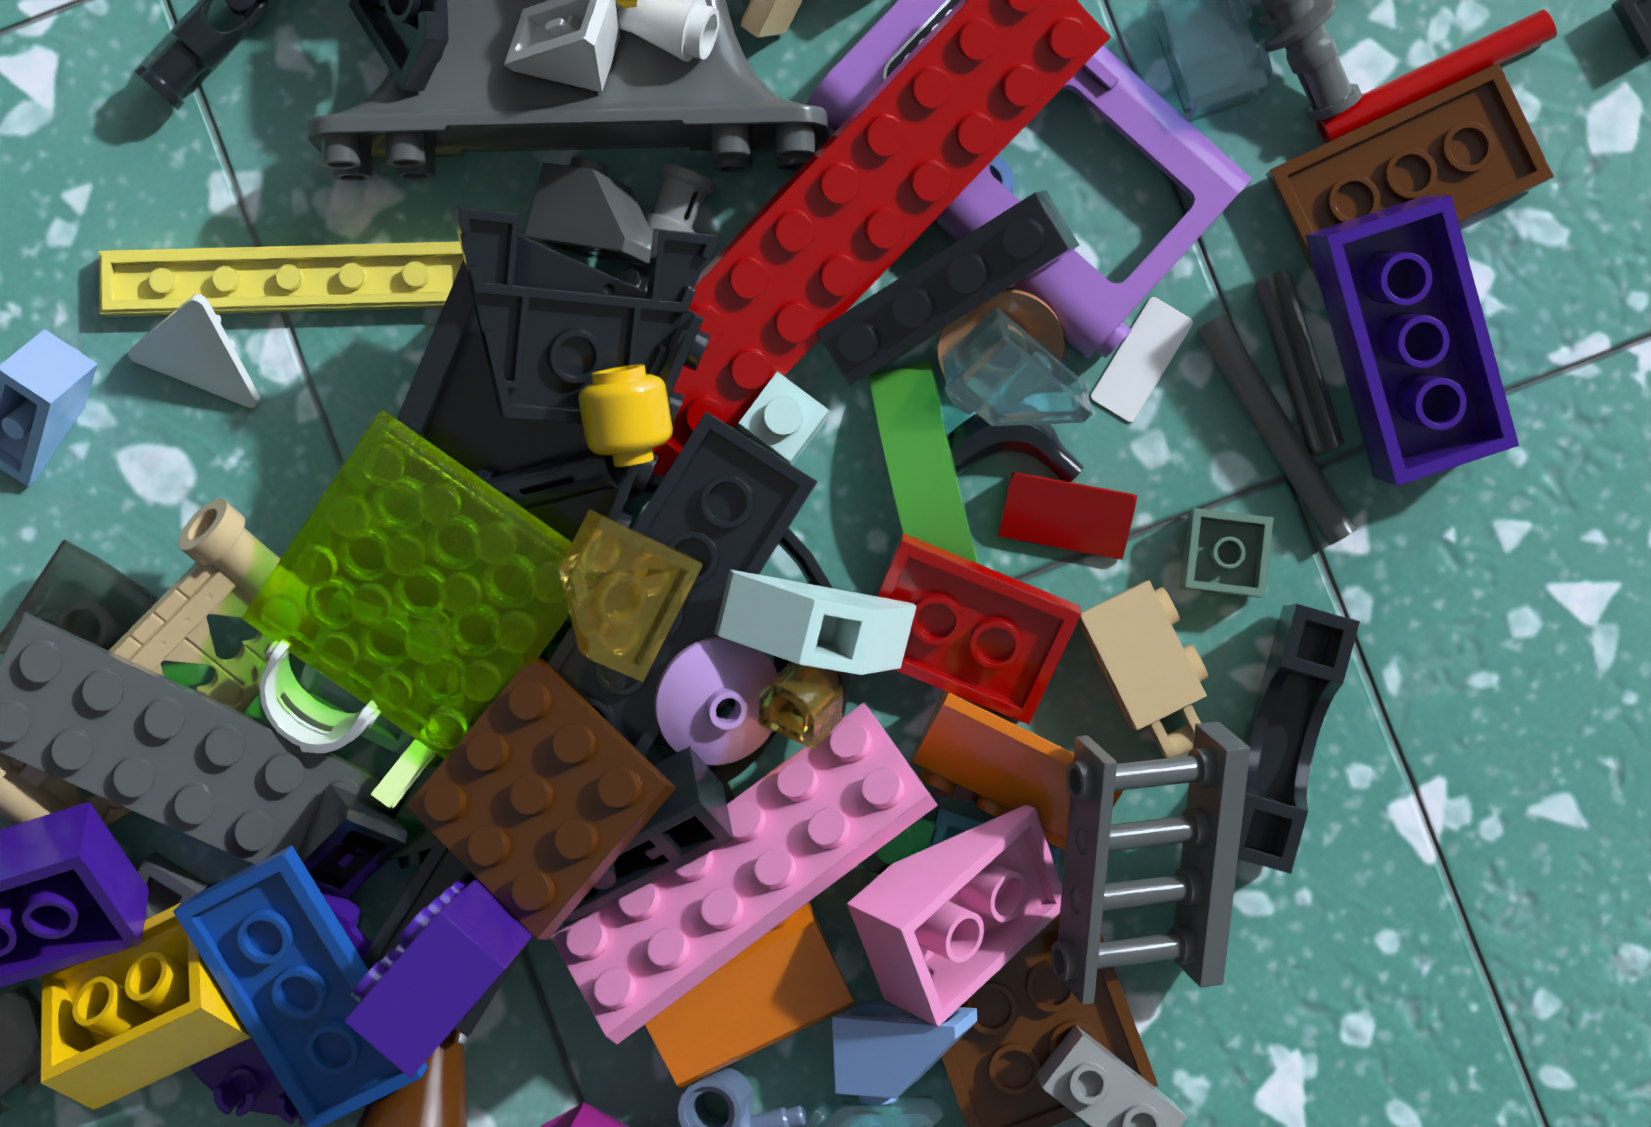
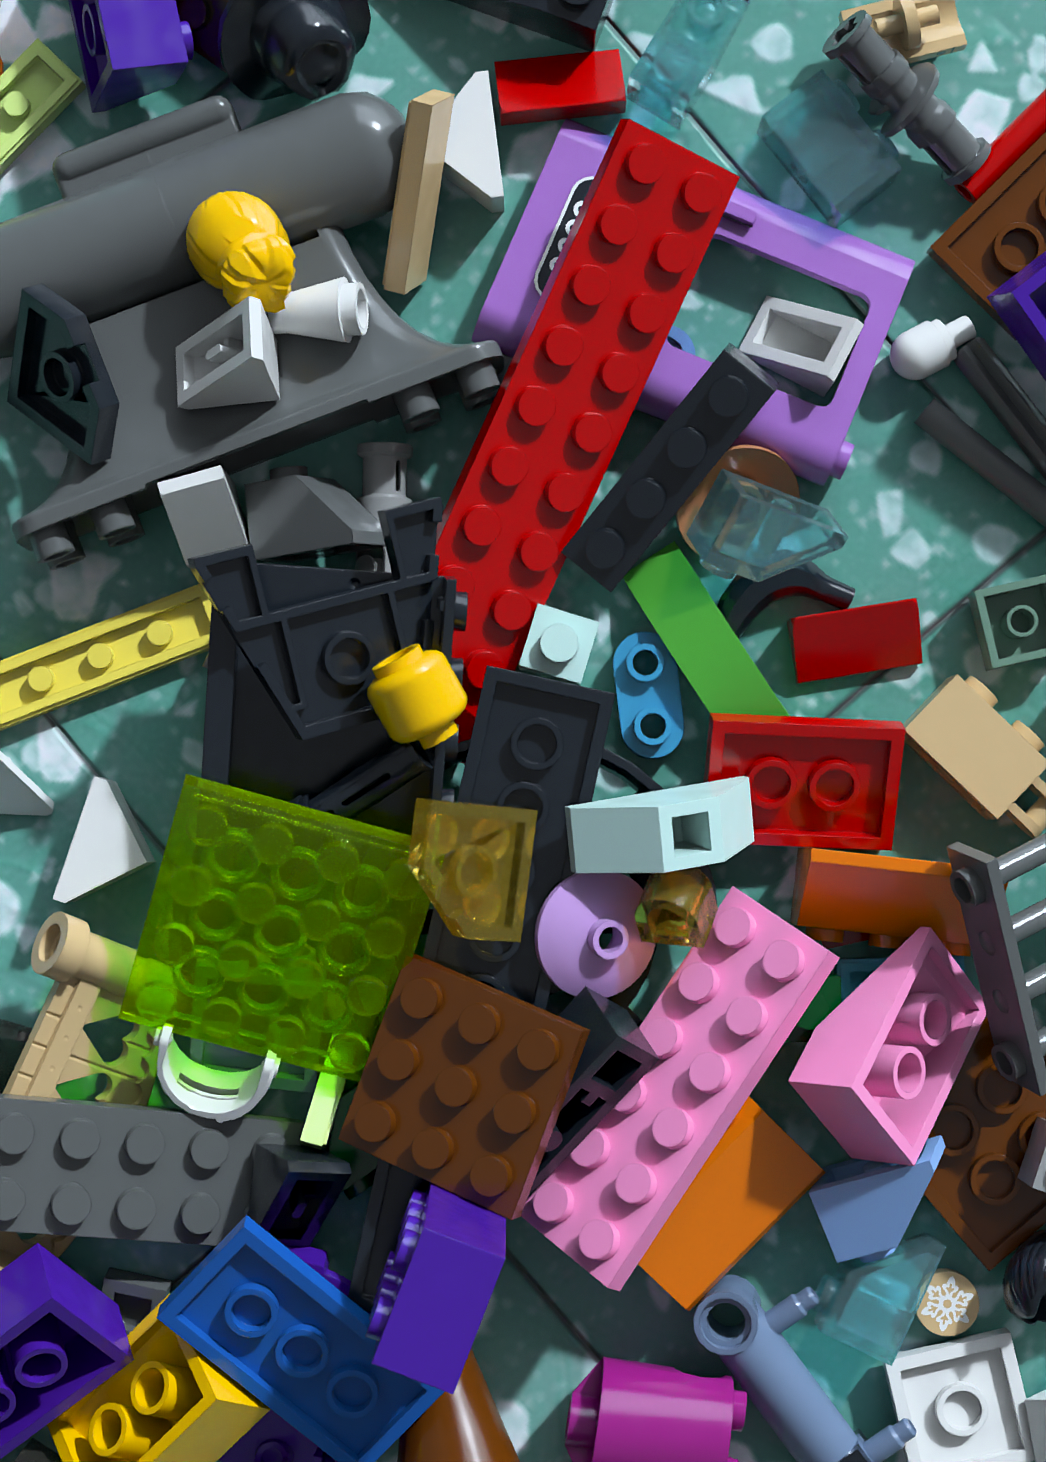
camera: 20 degrees left, 0 degrees up
(290, 454) = (103, 846): none -> white slope
(496, 172) = (204, 512): none -> white slope
(852, 496) = (646, 695): none -> dark azure plate
(1116, 216) = (801, 342): none -> white slope
(1142, 359) = (872, 468): white sticker -> none
(1236, 264) = (929, 347): none -> white cylinder

